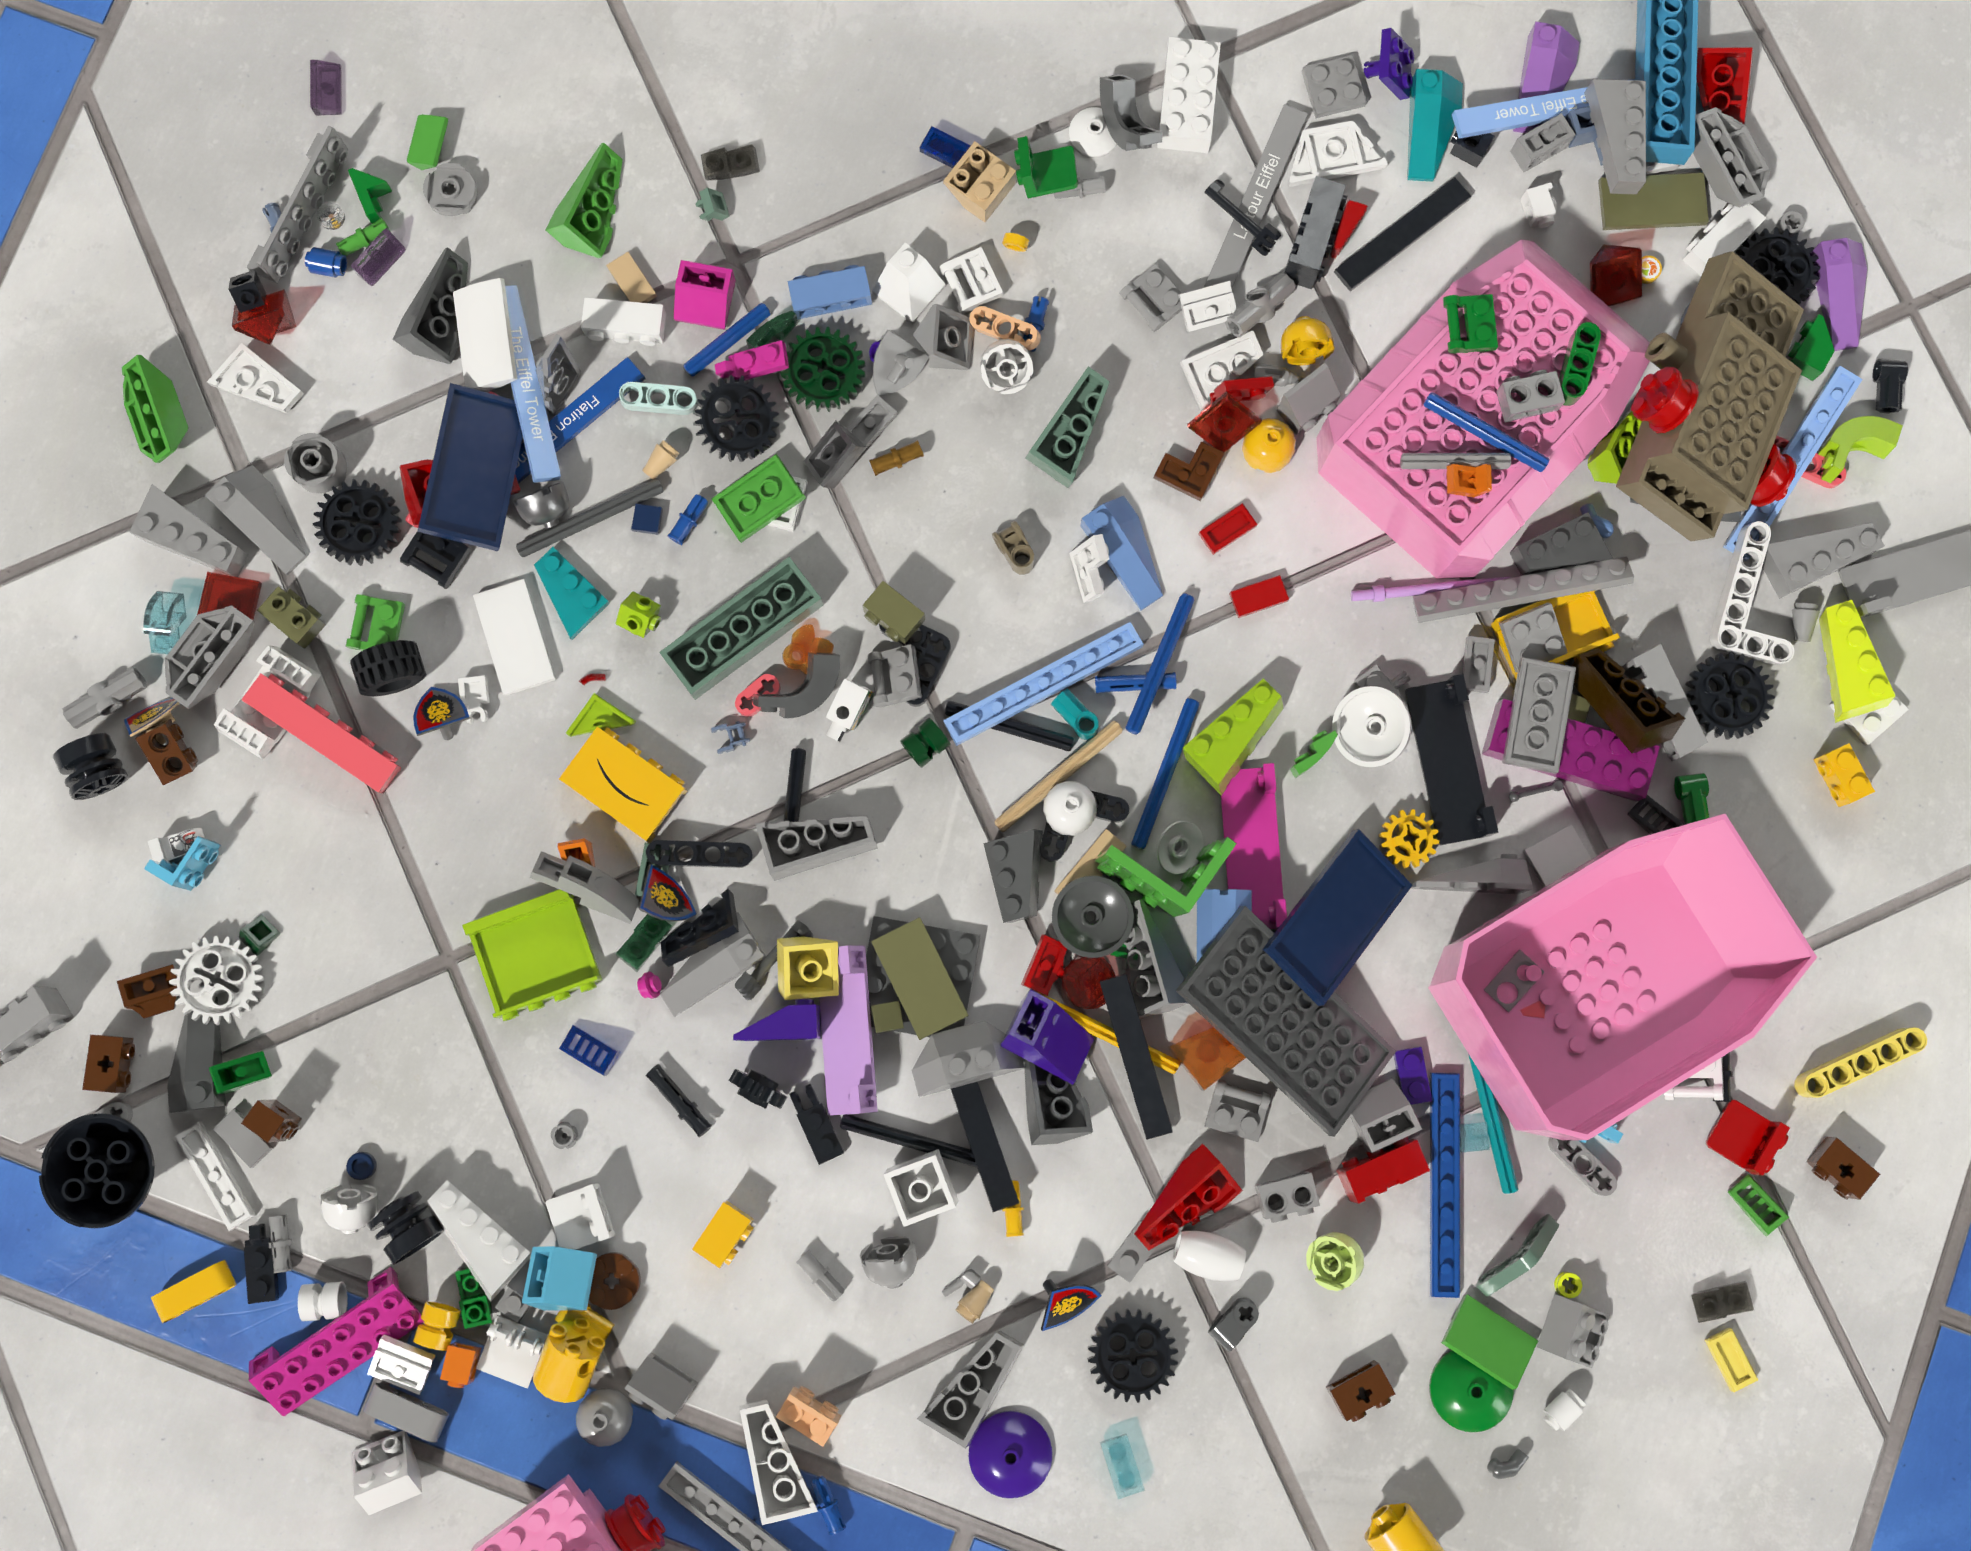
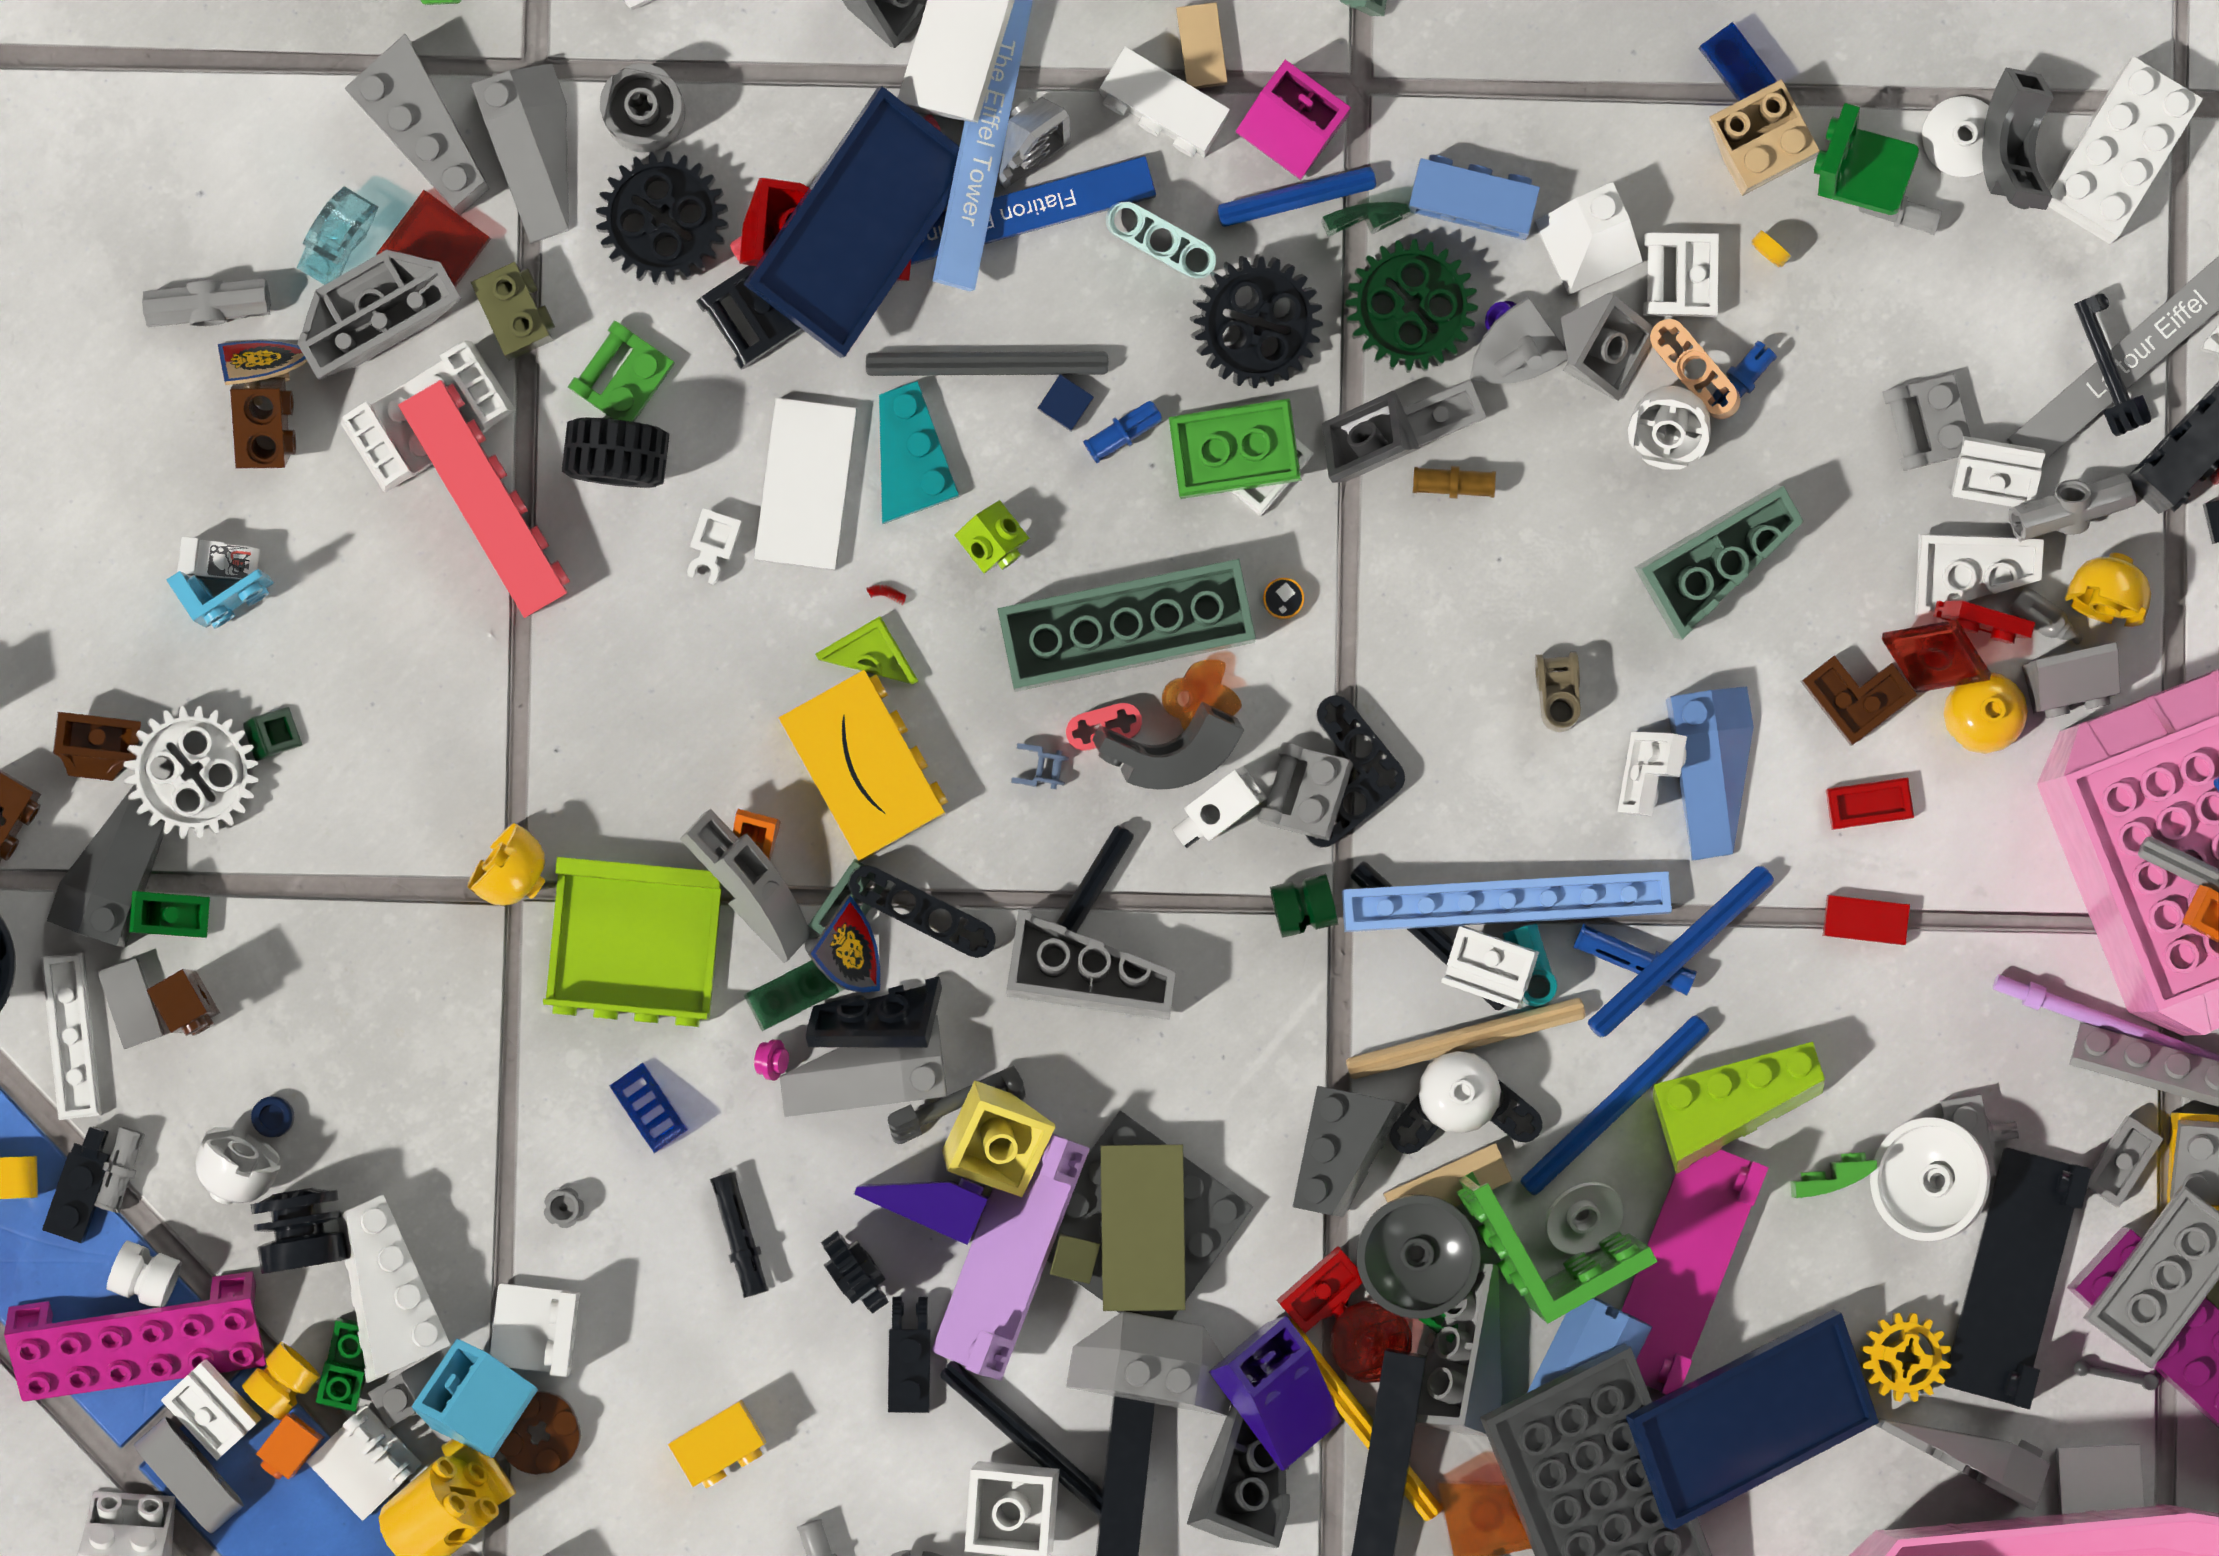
camera: 25 degrees right, 5 degrees up
(90, 766) = (149, 395): black wheel -> none
(437, 711) = (656, 544): shield -> none
(438, 946) = (510, 869): none -> yellow cylinder
(544, 505) = (932, 318): flat silver cylinder -> none
(661, 458) = (1124, 327): tan cone -> none
(754, 362) = (1320, 251): dark pink hinge -> none
(828, 571) = (1283, 598): none -> black tile
(893, 613) = (1345, 706): olive brick -> none
(1052, 725) = (1490, 967): none -> white plate

